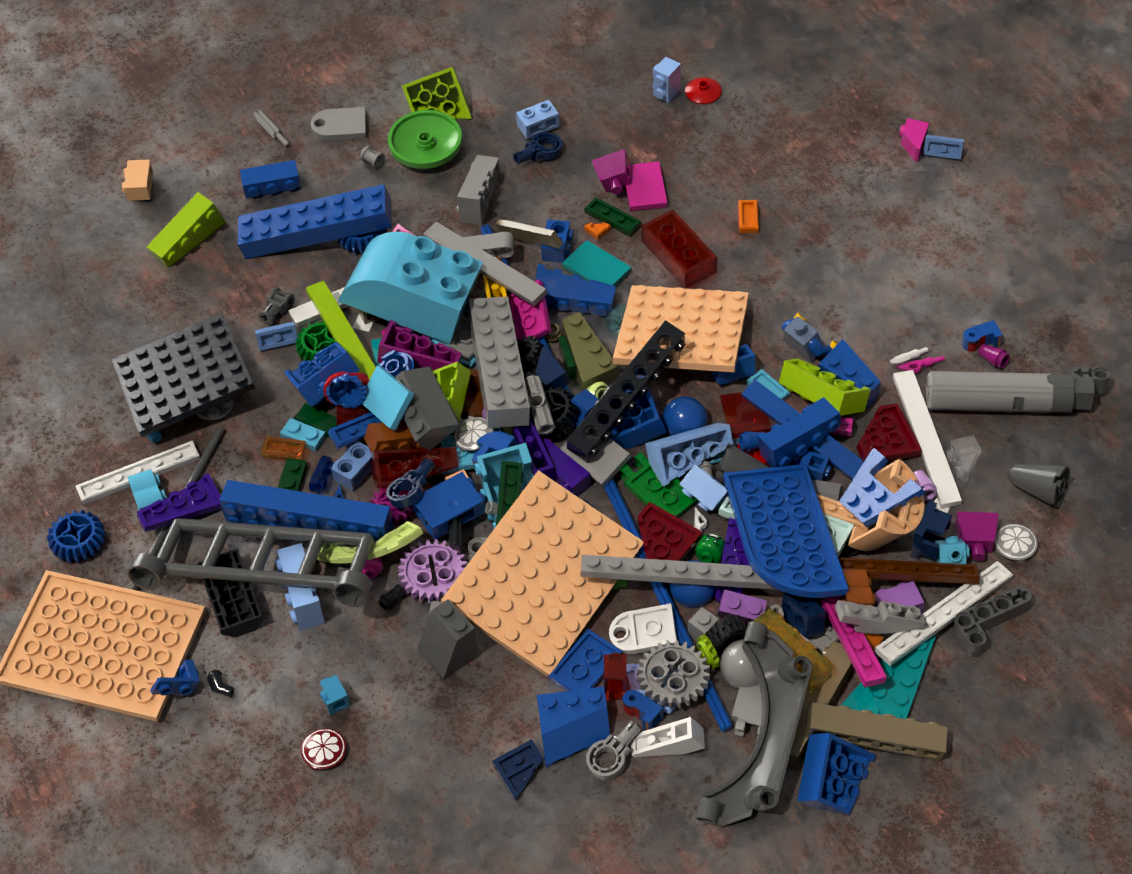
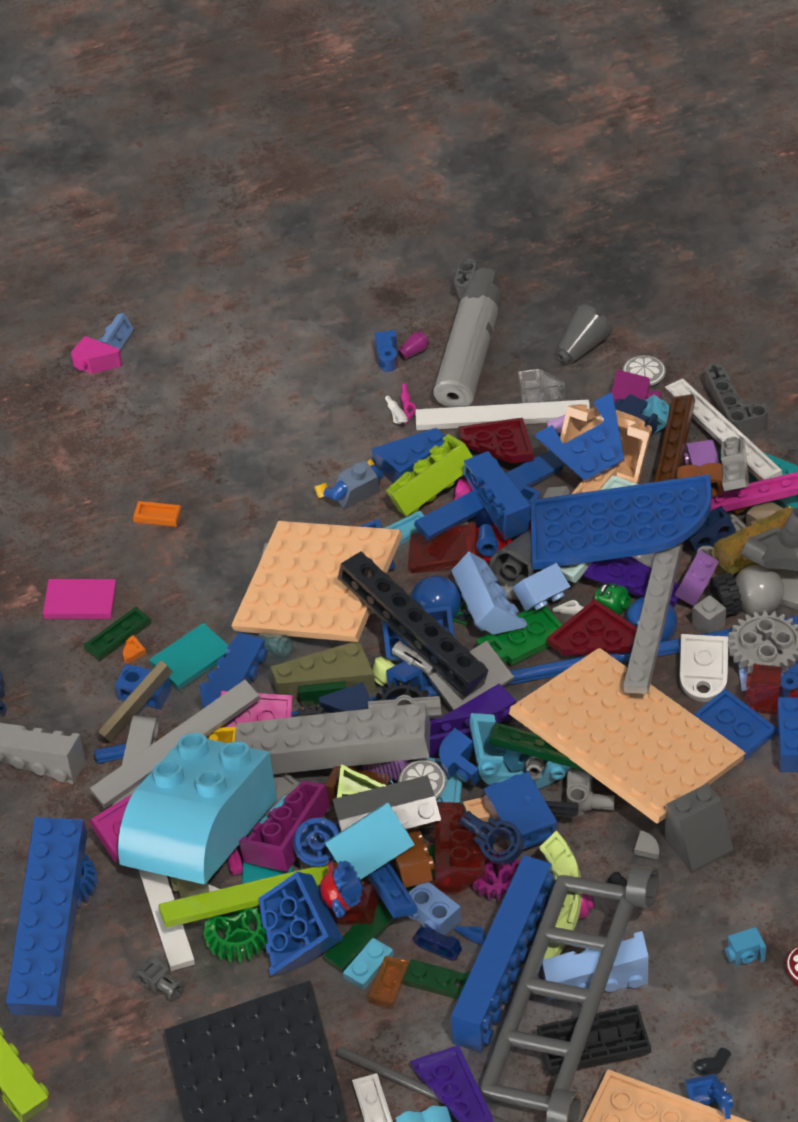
camera: 80 degrees left, 5 degrees down
(276, 336) = (210, 974): medium blue tile -> none
(413, 574) = (598, 843): lavender gear -> none
(614, 171) = (57, 618): magenta torso -> none
(679, 249) = (196, 572): clear red brick -> none
(708, 651) = (735, 612): lime gear -> none

